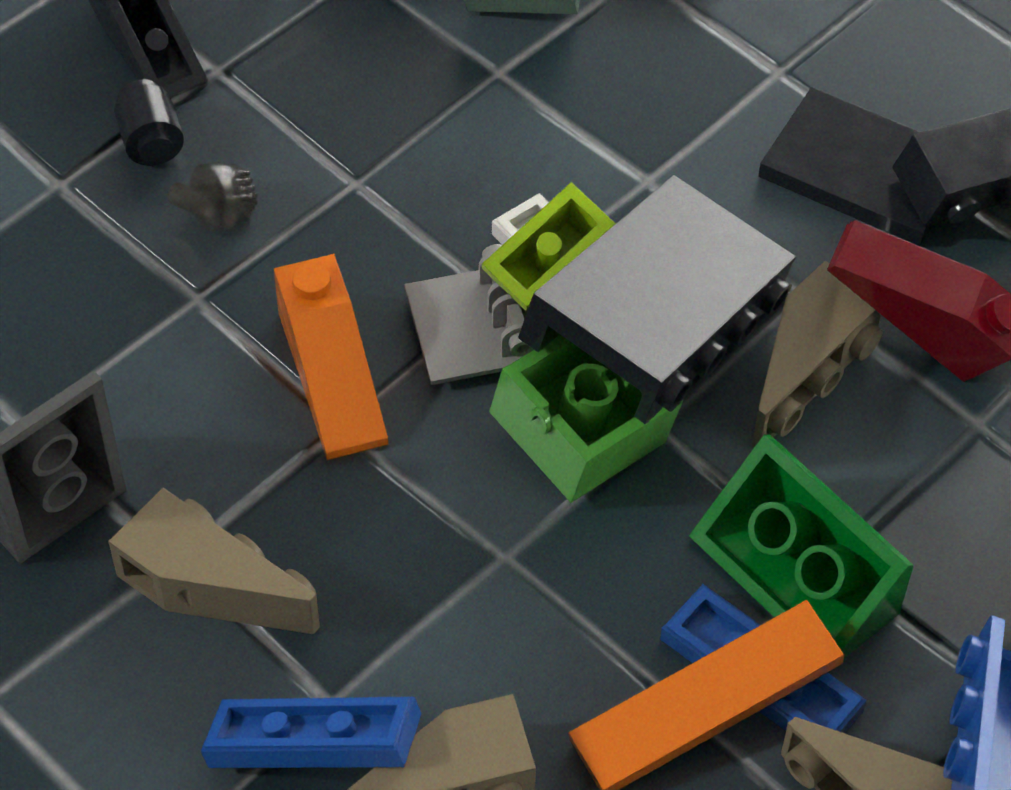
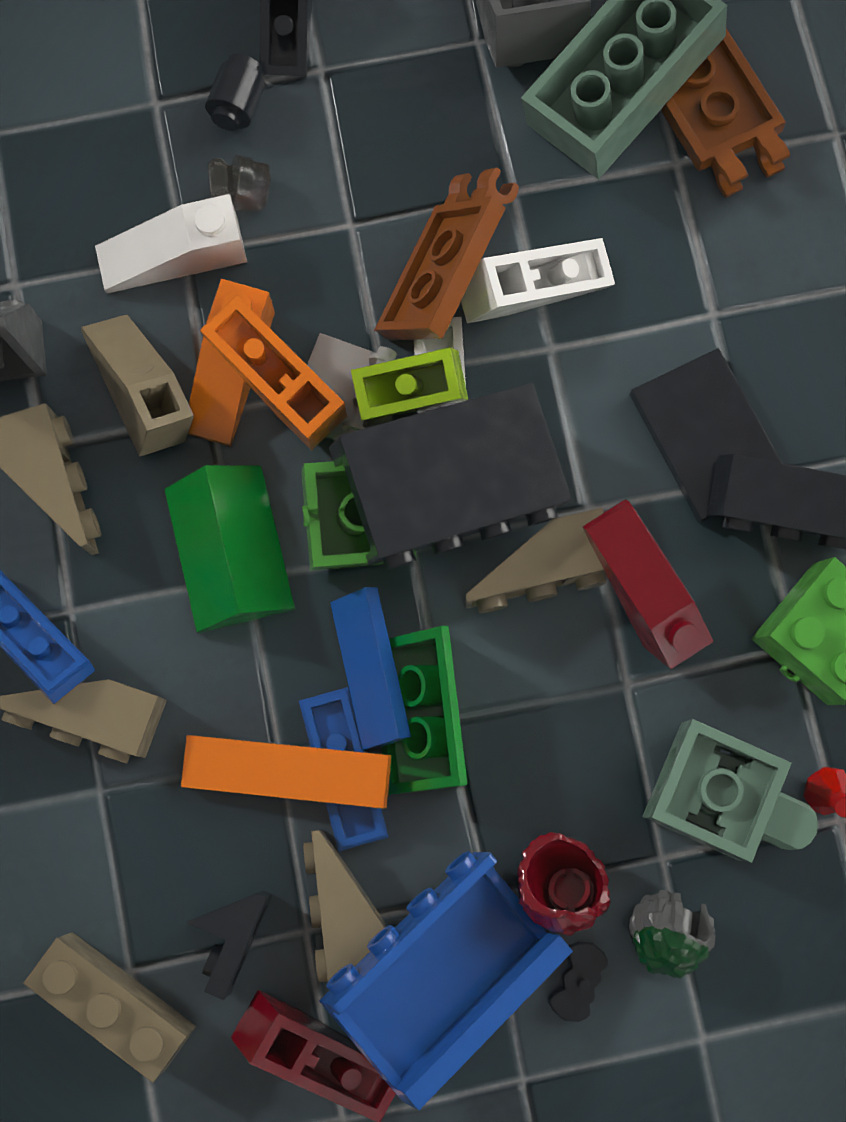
camera: 35 degrees right, 25 degrees up
(187, 284) = (173, 245): none -> white slope
(258, 423) = (139, 385): none -> dark tan slope
(406, 318) = (275, 373): none -> orange slope
(461, 533) = (228, 546): none -> green slope
(489, 145) = (445, 259): none -> dark orange tile
(581, 124) = (535, 279): none -> white slope
(713, 546) = (370, 668): none -> blue tile

